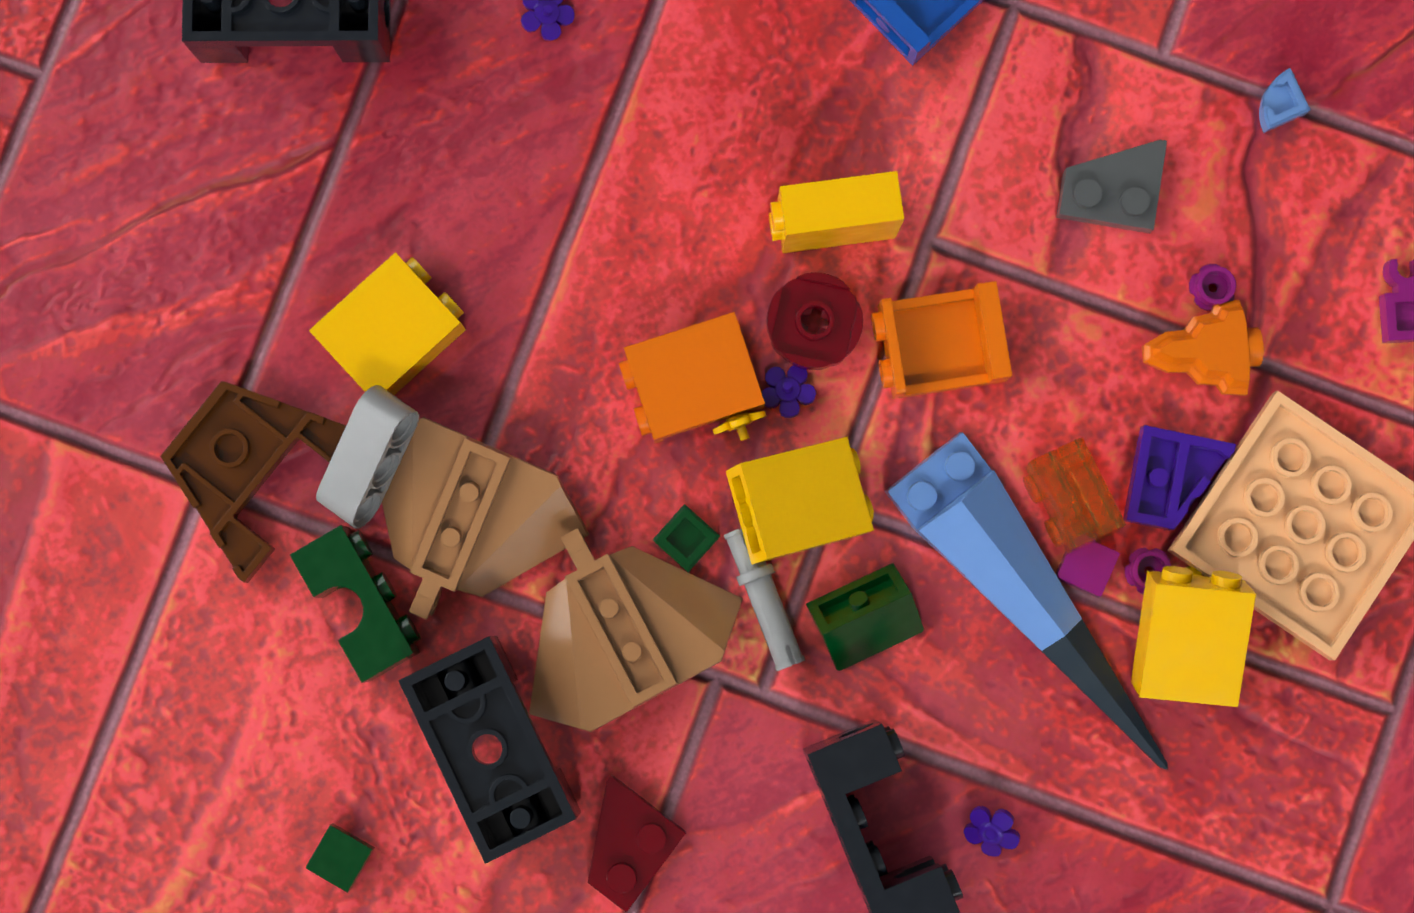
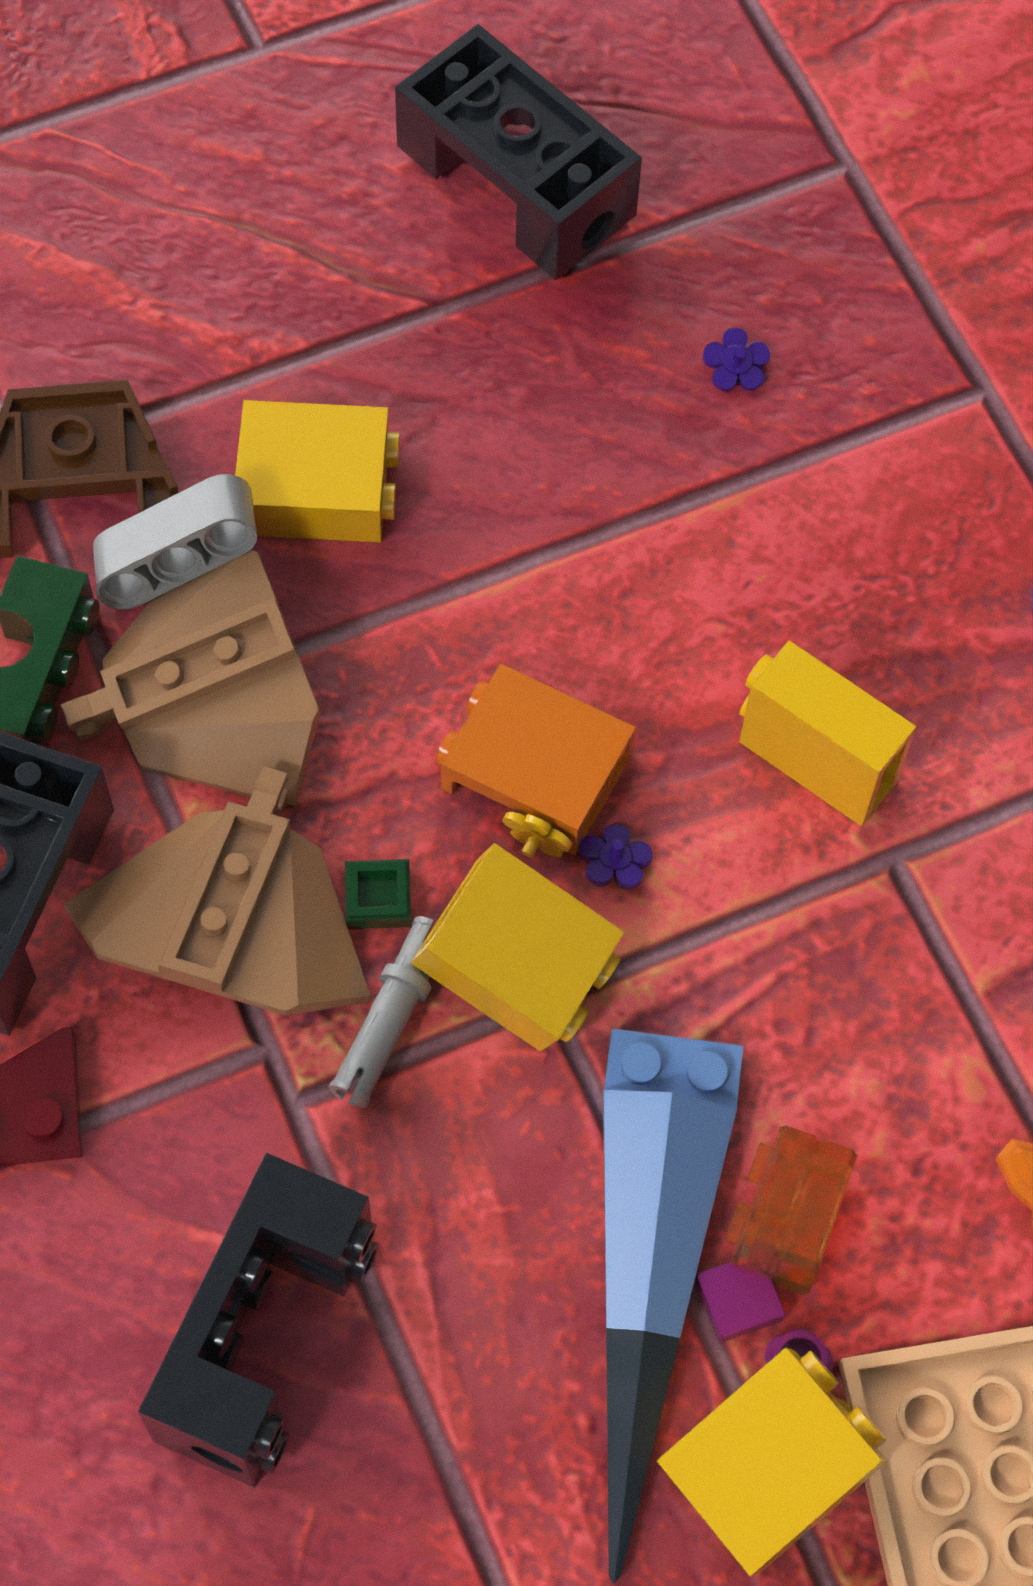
camera: 45 degrees right, 20 degrees down
(838, 307) = (693, 851): dark red plate -> none
(866, 616) = (465, 1127): dark green panel -> none
(942, 341) = (807, 950): orange panel -> none
(993, 831) = (370, 1452): dark purple plant -> none
(1170, 474) = (916, 1291): dark purple wing -> none

